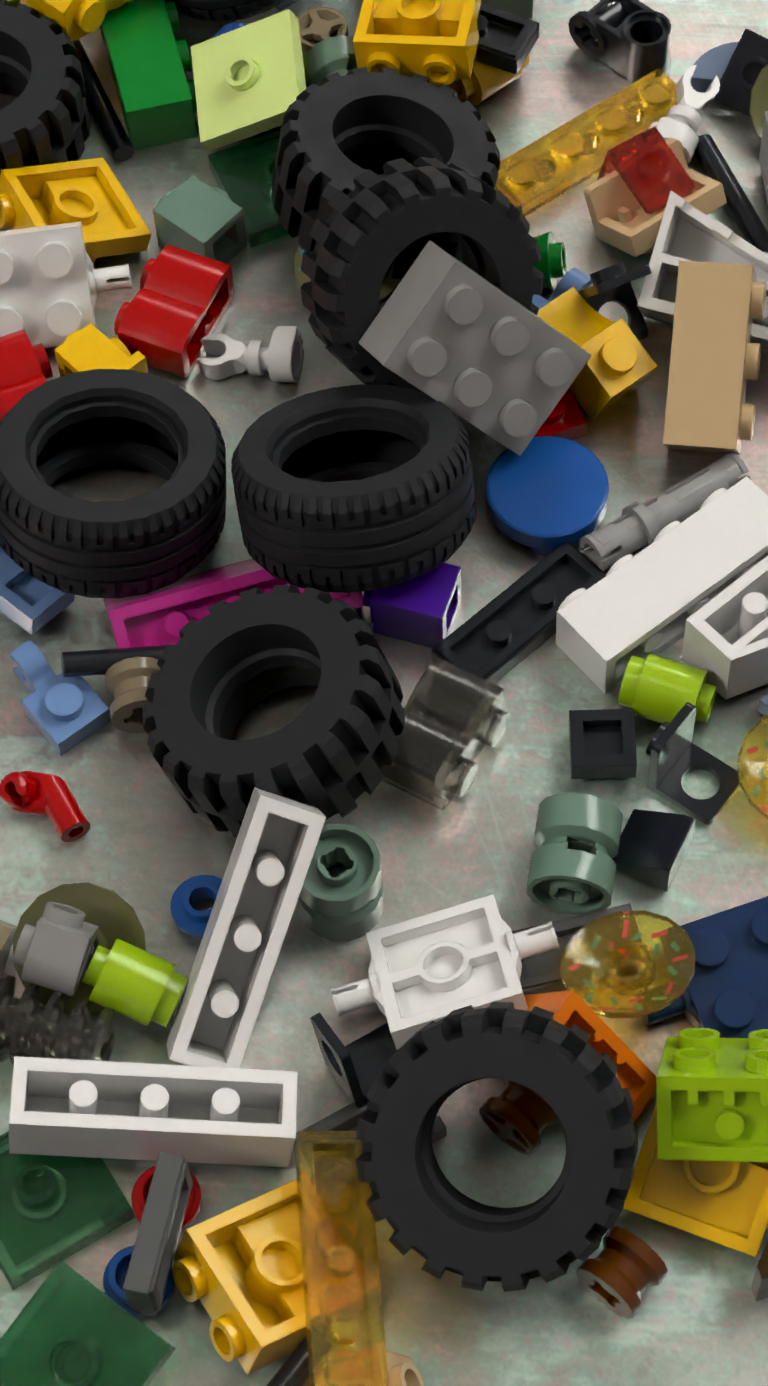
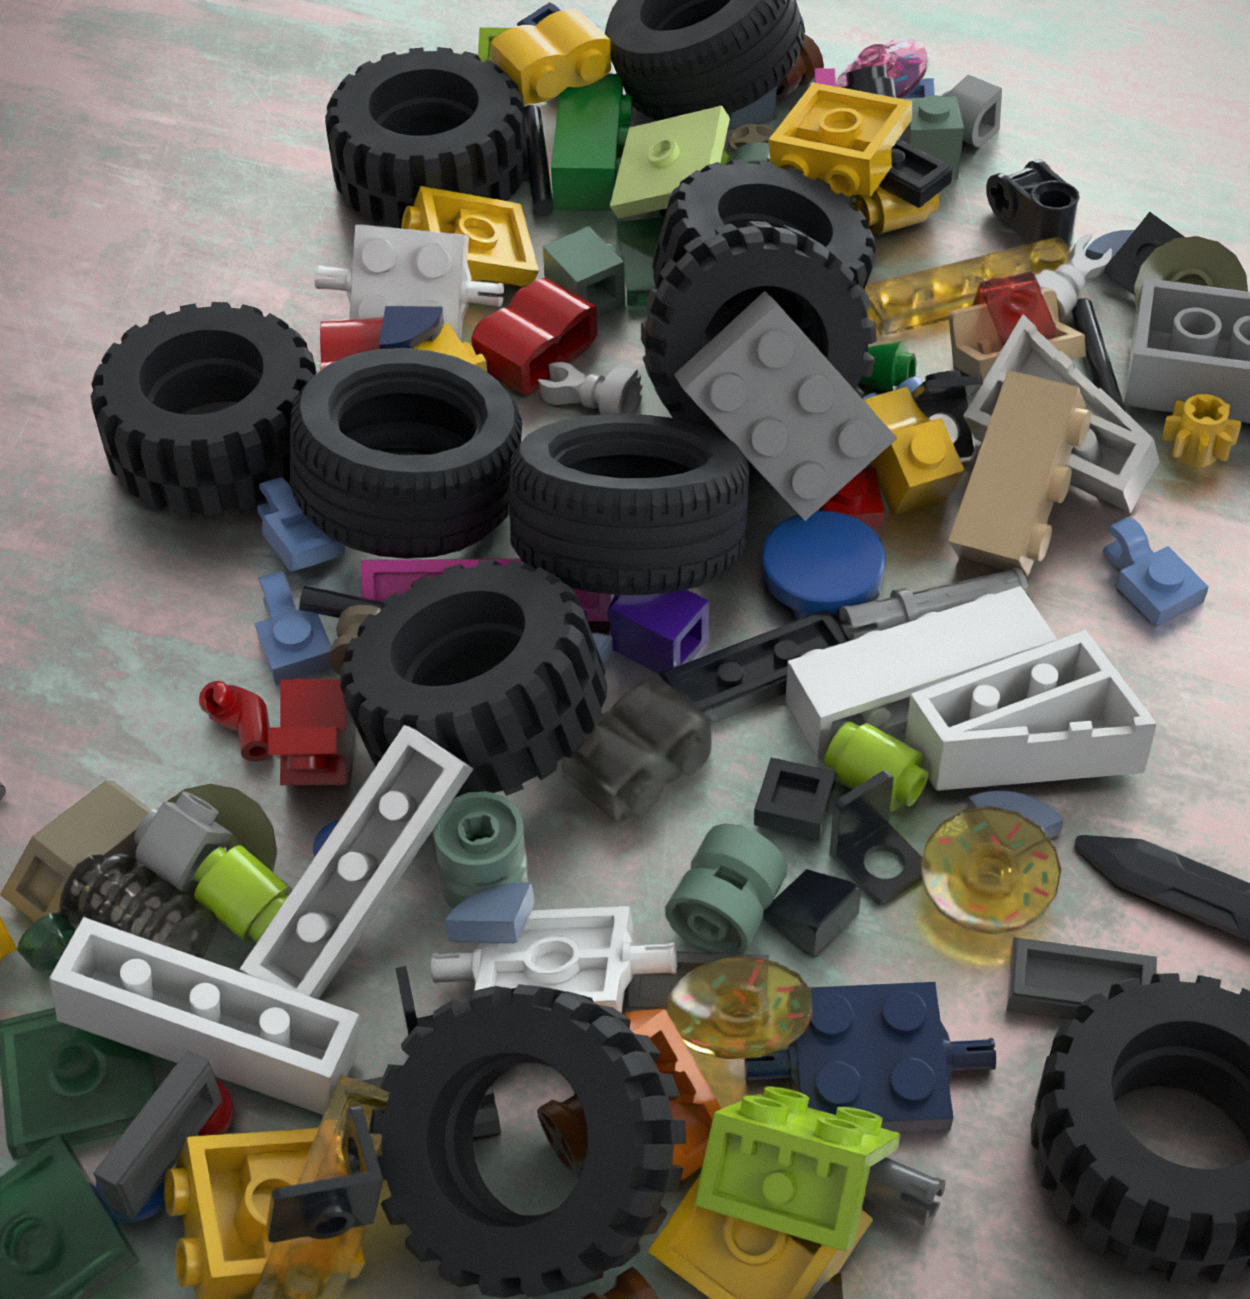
camera: 15 degrees right, 10 degrees down
(56, 342) = (410, 325): none -> dark blue tile
(131, 800) = (313, 733): none -> red brick
(358, 1254) = (333, 1204): none -> black bracket
(373, 938) = (492, 915): none -> sand blue tile

